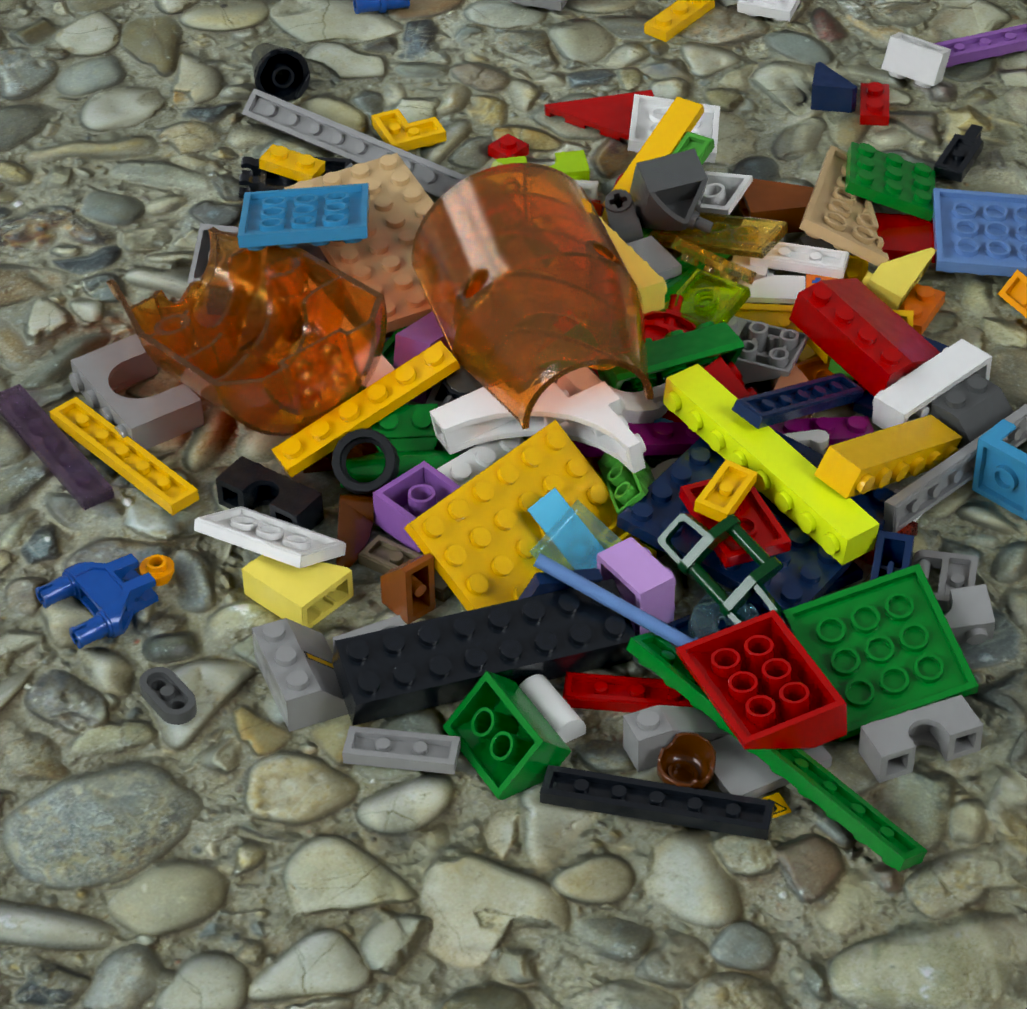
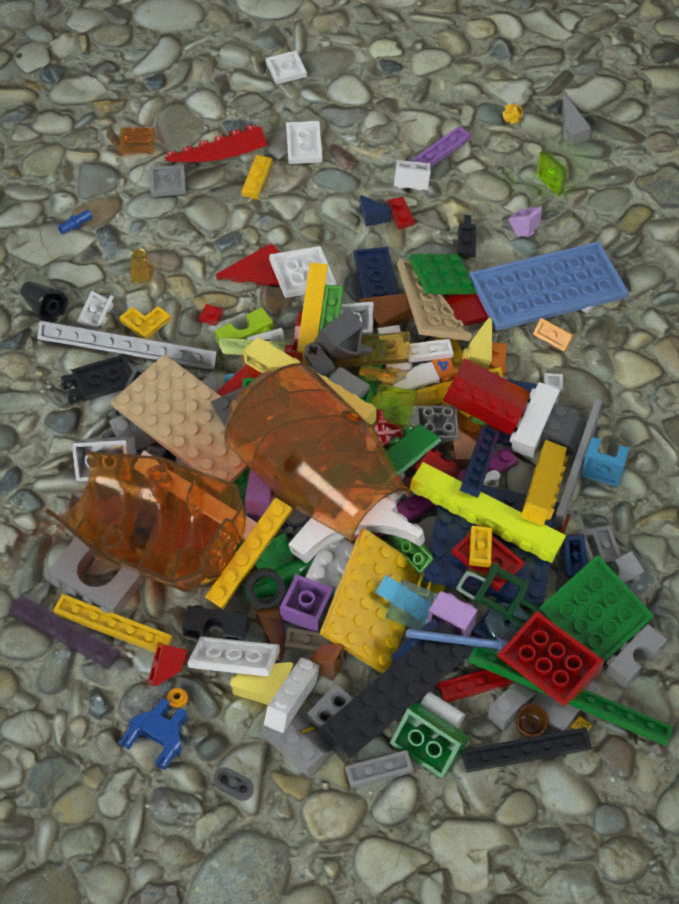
camera: 25 degrees left, 15 degrees up
(167, 516) = (166, 663): none -> red slope
(291, 164) = (94, 373): yellow plate -> none
(304, 216) = (145, 429): dark azure plate -> none
(319, 600) = (291, 695): none -> white brick
(343, 100) = (95, 310): none -> white bracket
(437, 69) = (139, 267): none -> clear yellow piece
(791, 157) = (375, 272): none -> dark blue tile
(1002, 361) = (554, 380): none -> white tile

